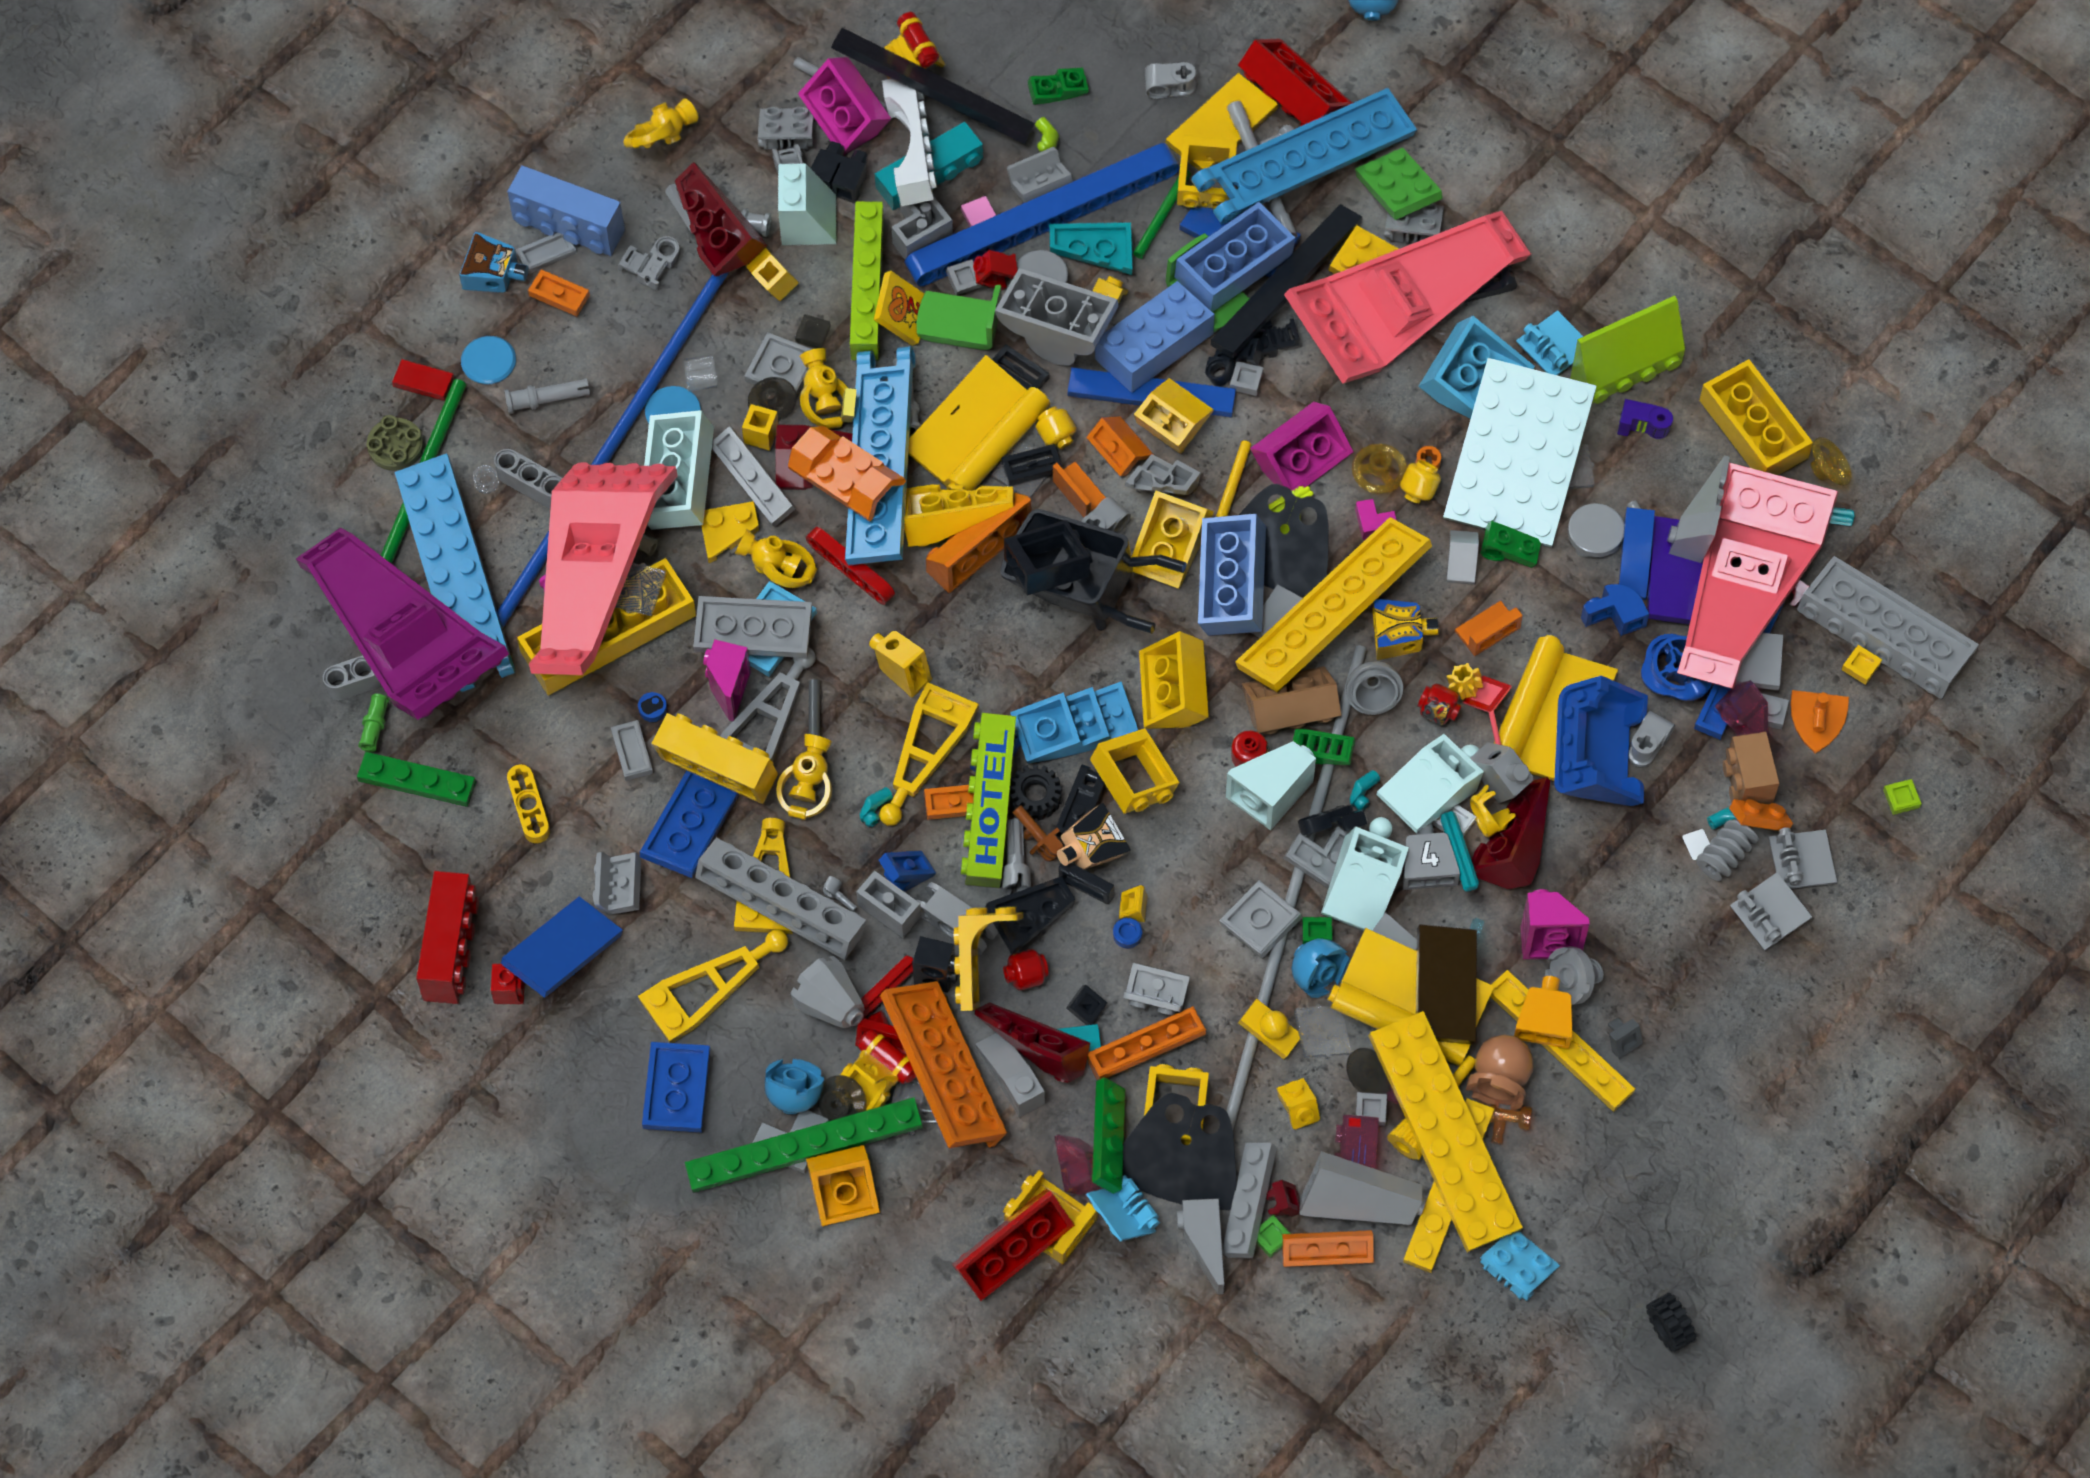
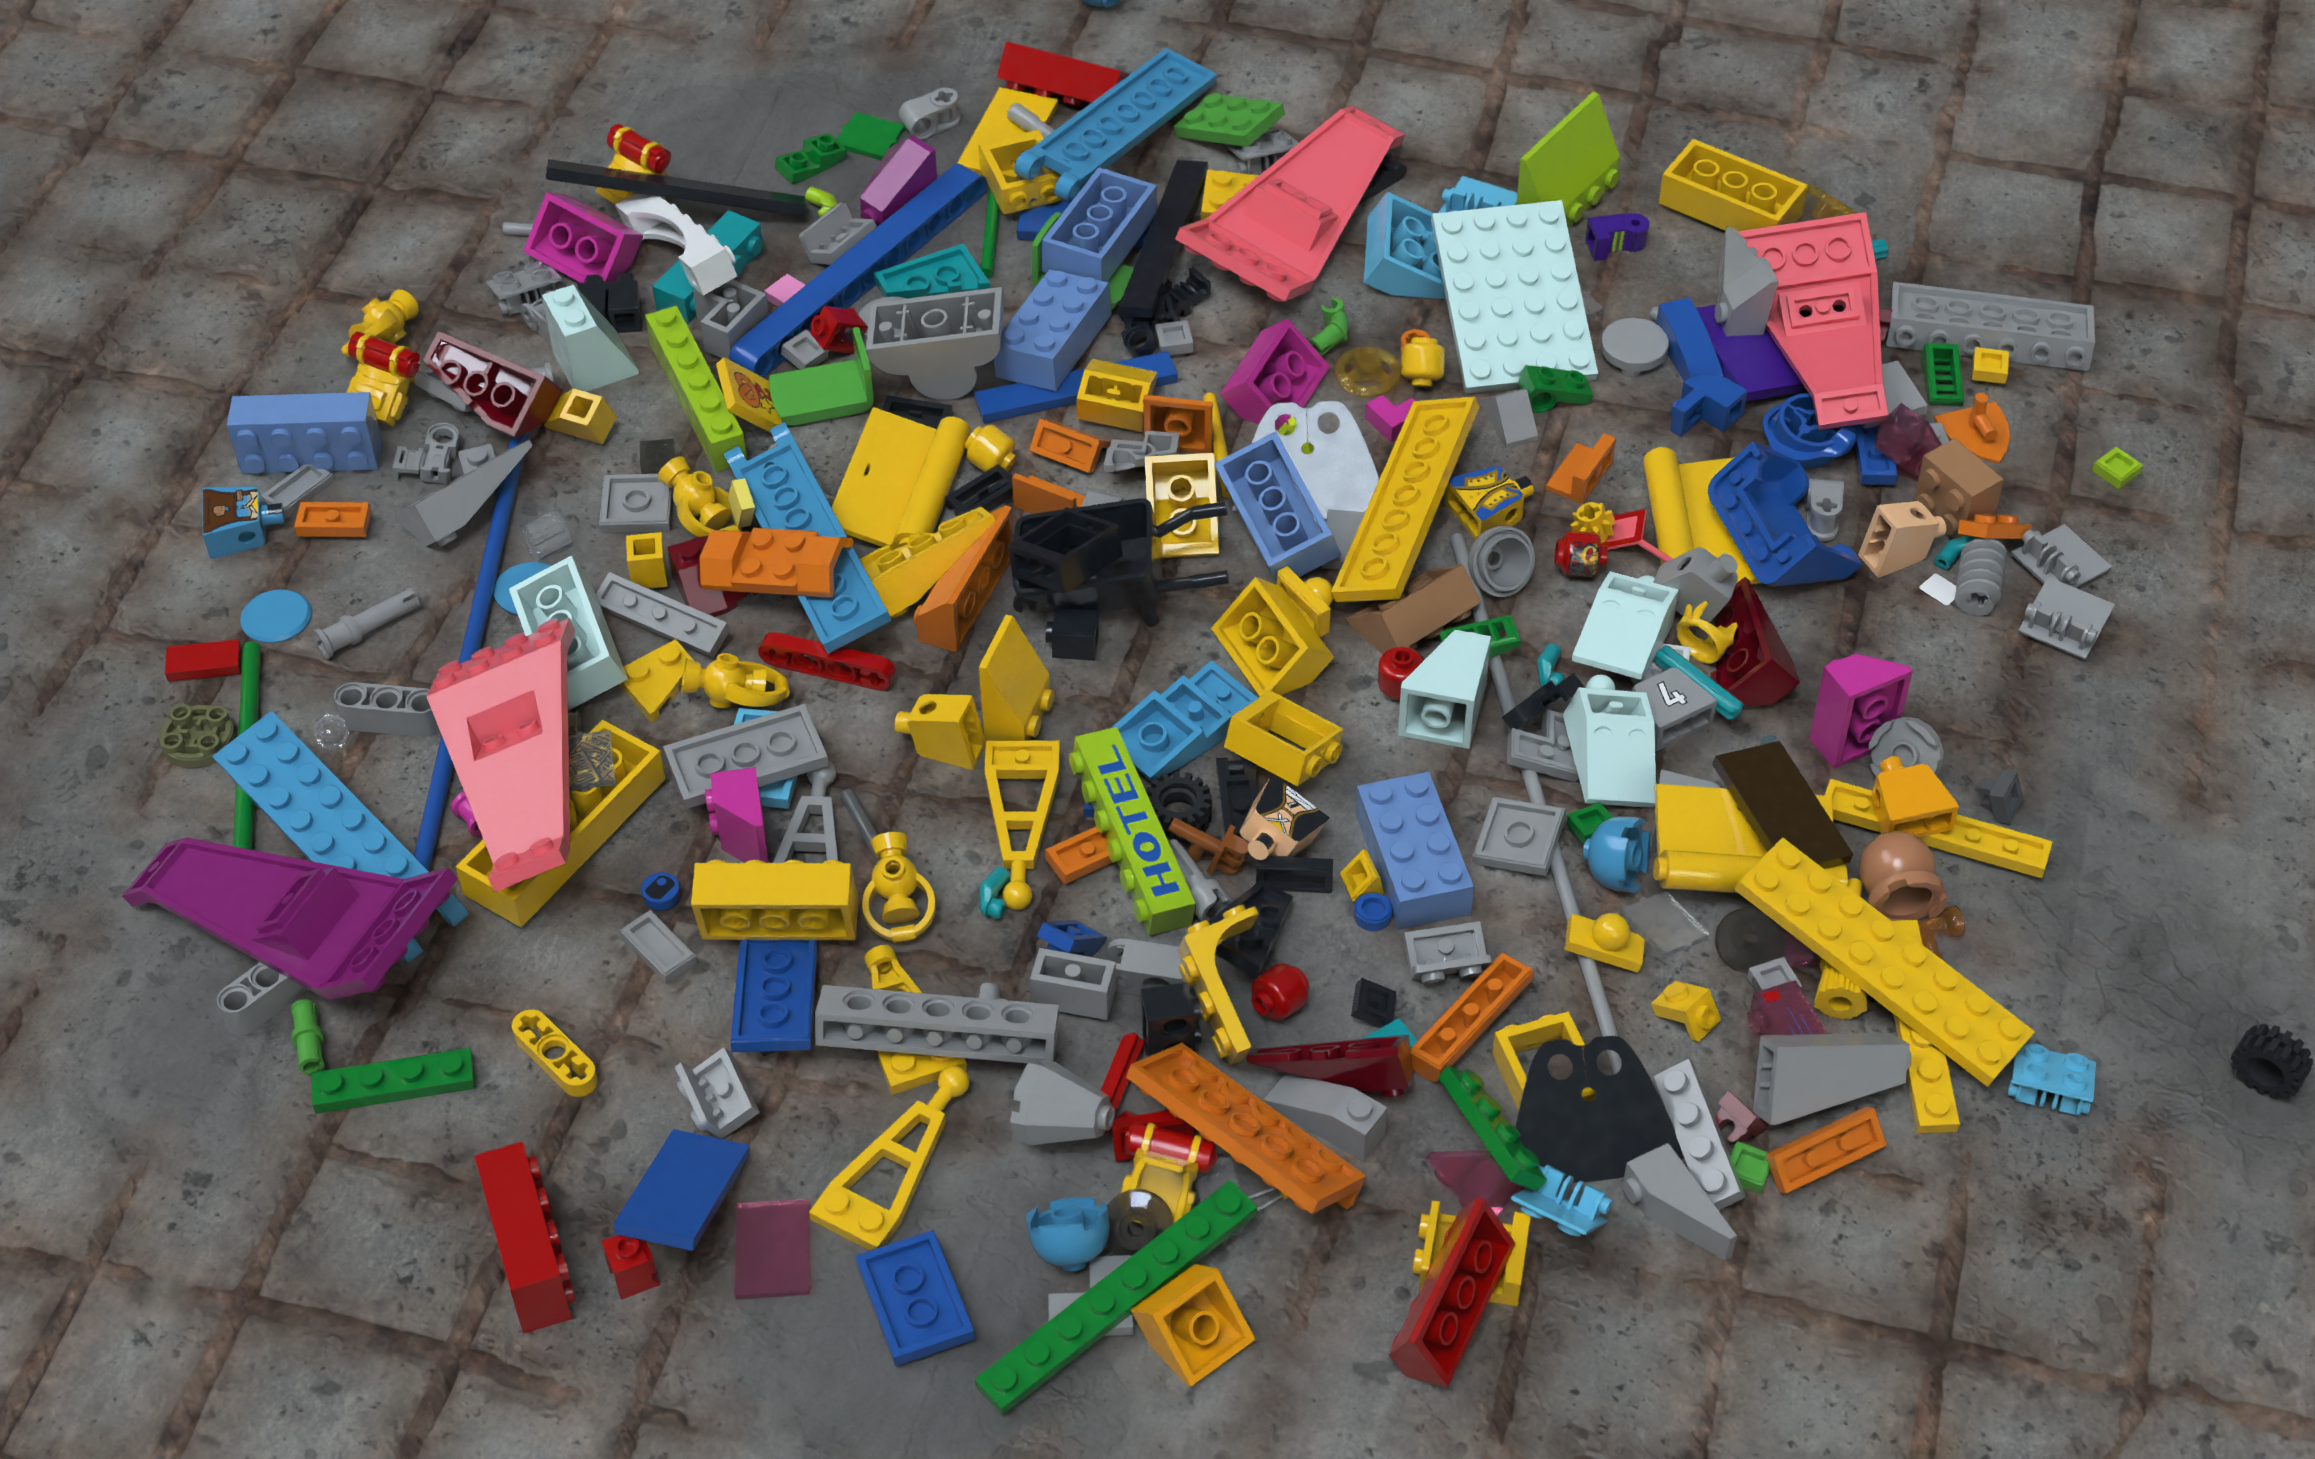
camera: 25 degrees left, 15 degrees down
(604, 1010) = (772, 1249): none -> clear pink piece
(639, 182) = (384, 372): none -> yellow piece
(640, 319) = (451, 507): none -> light grey wedge
(683, 282) = (474, 457): none -> light grey plate
(784, 398) = (651, 515): clear smoke piece -> none
(962, 650) = (1013, 686): none -> yellow slope
(1035, 617) = (1073, 633): none -> black brick
(1105, 144) = (898, 178): none -> magenta slope
(1115, 79) = (870, 135): none -> green piece
(1178, 899) = (1414, 850): none -> medium blue brick
(1204, 456) = (1182, 416): none -> orange slope
(1219, 657) = (1310, 597): none -> yellow tile
(1374, 422) = (1336, 328): none -> bright green piece
(1687, 791) = (1899, 536): none -> light nougat torso
(1827, 637) = (1948, 354): none -> green slope

